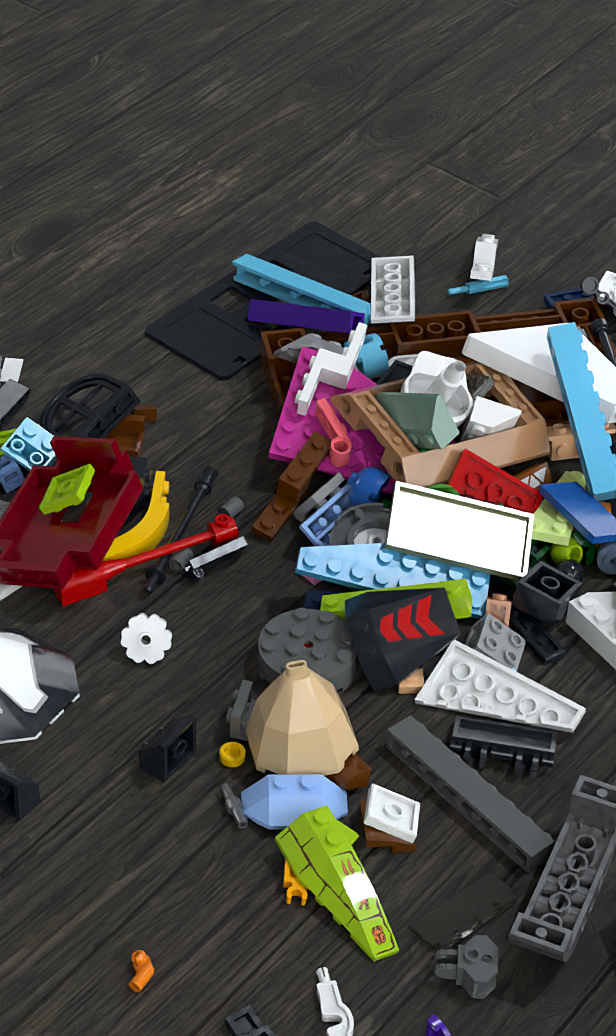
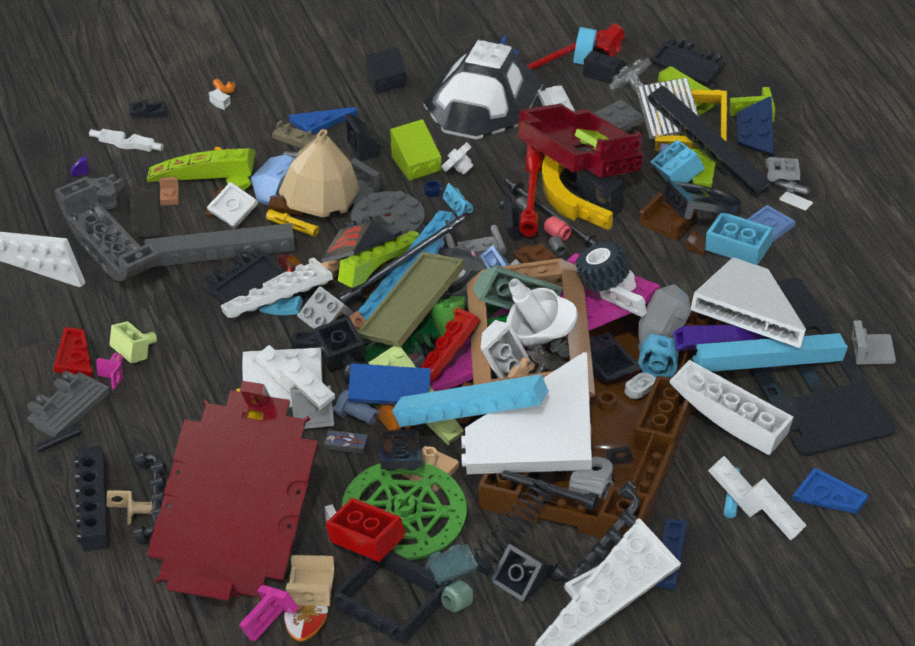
camera: 125 degrees right, 0 degrees up
(66, 370) = (774, 219): none -> medium blue tile
(129, 365) = (738, 238): none -> medium azure brick
(147, 827) = (320, 120): none -> blue wing
(158, 685) = (414, 150): none -> lime slope
(173, 960) = (219, 99): none -> white piece
(196, 829) = (292, 136): none -> dark tan plate
(203, 655) = (432, 188): none -> clear blue tile
(204, 513) = (557, 227): none -> coral brick
(216, 619) = (456, 200): none -> medium azure hinge
(217, 256) = (871, 347): none -> light grey bracket
(242, 318) = (751, 300): none -> white slope
(282, 571) = (480, 245): none -> light grey plate
(336, 362) = (602, 266): none -> black wheel
(338, 528) = (351, 293): none -> black bar
(371, 752) = (298, 225): none -> yellow pin
(409, 905) = (169, 191): none -> nougat bracket
(428, 234) = (829, 492): none -> blue wing
(439, 717) = (289, 262): none -> clear red slope

